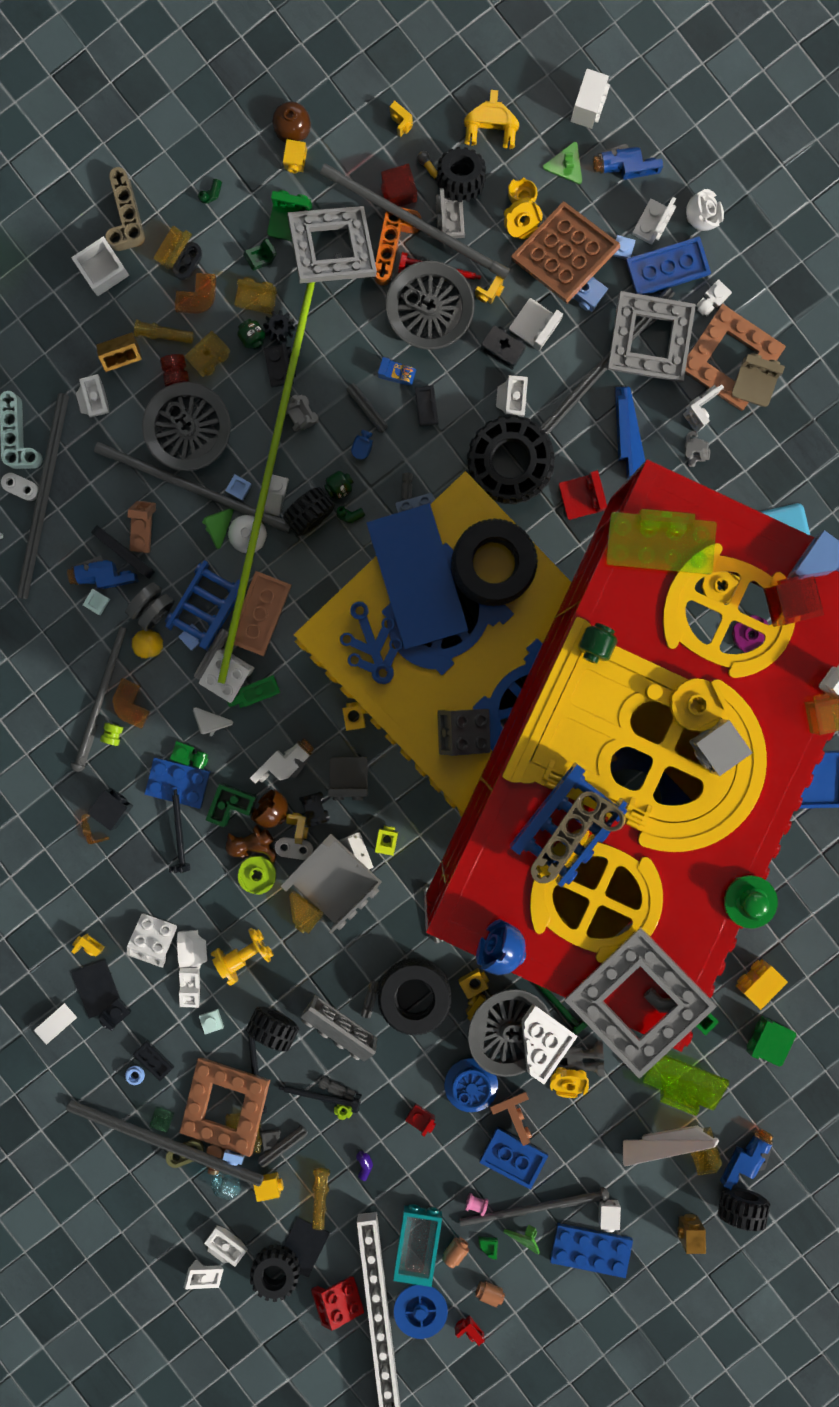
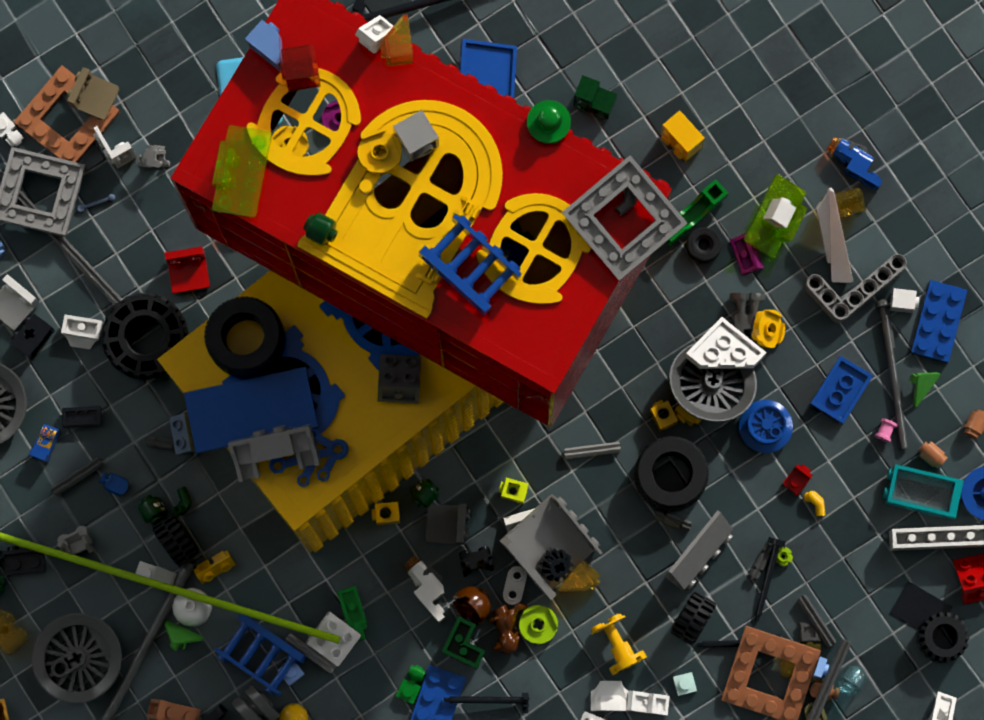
camera: 85 degrees left, 10 degrees down
(174, 367) = (18, 666): clear red wheel -> none
(210, 722) = (379, 659): white piece -> none
(225, 1246) = (915, 688): white slope -> none
(238, 487) = (144, 611): light blue plate -> none
(261, 612) = (272, 597): nougat plate -> none
(270, 1187) = (857, 636): yellow brick -> none
(292, 559) = (222, 563): none -> yellow hinge
(301, 830) = (487, 576): yellow bracket -> none
(314, 889) = (562, 564): none -> black gear
(320, 1190) = (862, 585): clear yellow pin -> none
(366, 1164) = (840, 537): dark purple arm -> none
(376, 752) = (424, 493): none -> dark green head
(378, 605) = (273, 445): none -> light grey bracket
(401, 1139) = (816, 500): none -> yellow arm
(489, 1246) = (930, 422): green tile -> none
(502, 949) = (571, 328): blue cylinder -> none
(516, 1115) = (797, 383): nougat bracket -> none
(572, 840) = (480, 261): dark tan beam -> none
(577, 1026) = (714, 316): dark green piece -> none
(614, 1169) = (858, 292): none -> light grey beam
(628, 433) = (132, 222): blue wedge -> none
(638, 383) = (81, 208): none -> sand blue hinge
(689, 1088) = (779, 212): none -> white brick
(692, 1234) = (924, 221): pearl gold brick -> none
(744, 1209) = (901, 169): black tyre -> none
(771, 1041) = (741, 131): green bracket -> none
(794, 889) = (593, 98): none -> dark green brick

